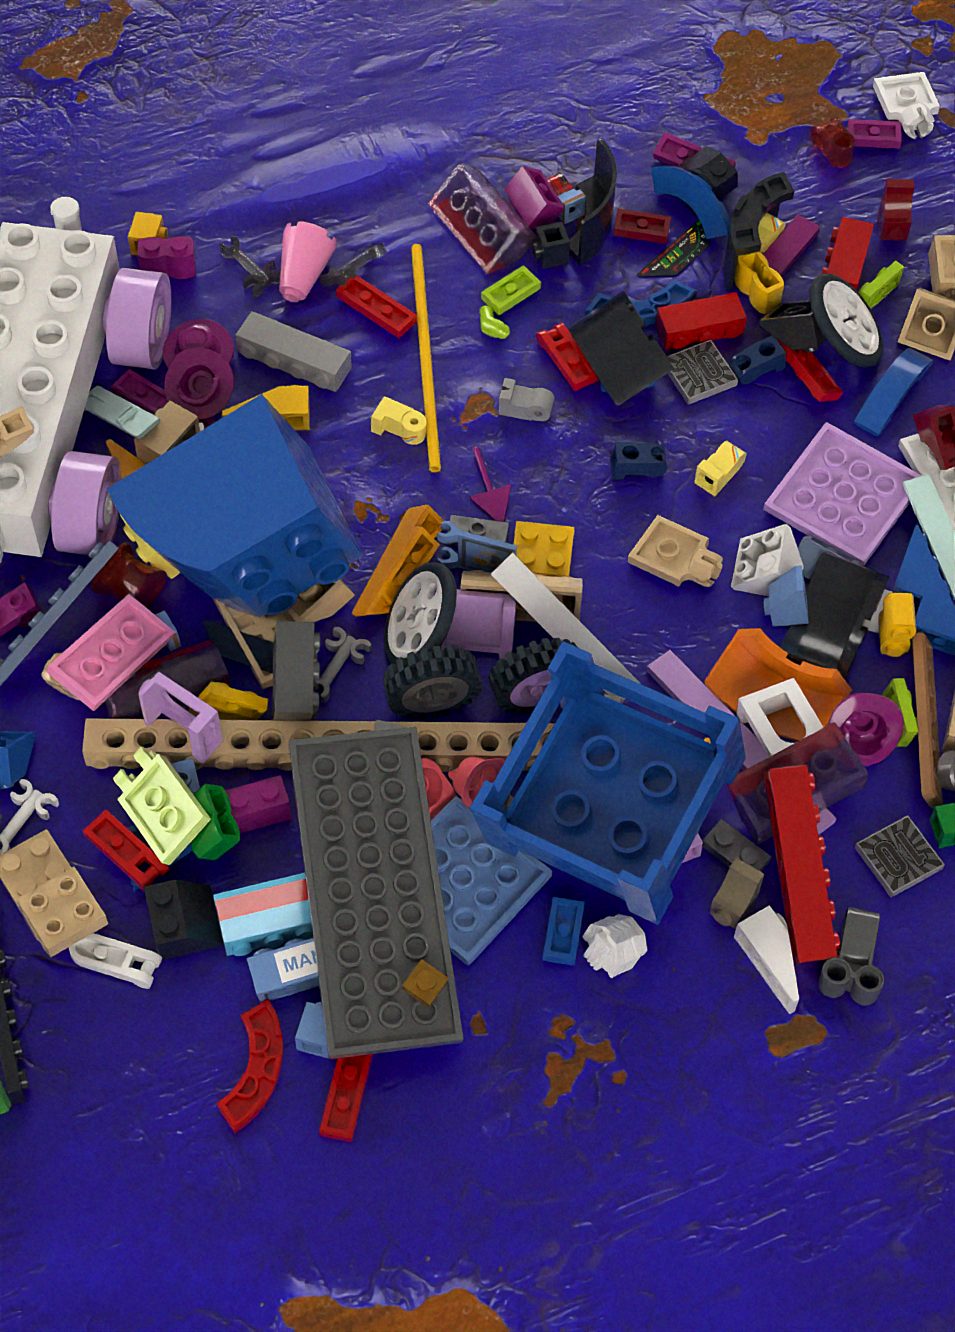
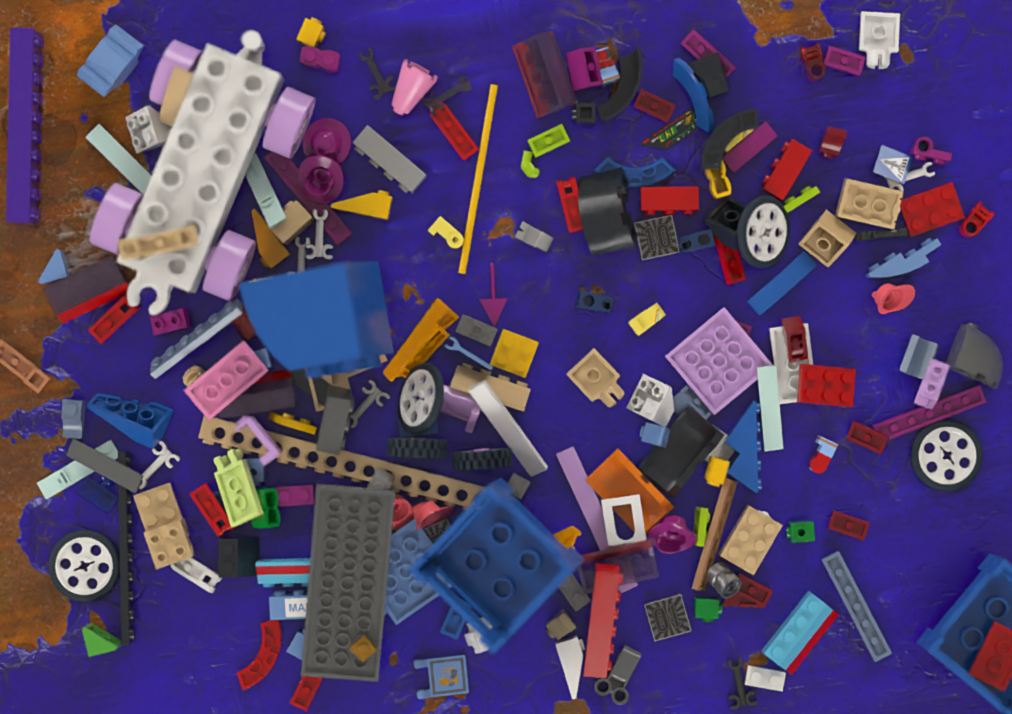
camera: 15 degrees right, 30 degrees up
(572, 1027) = (446, 676): none -> medium blue flag

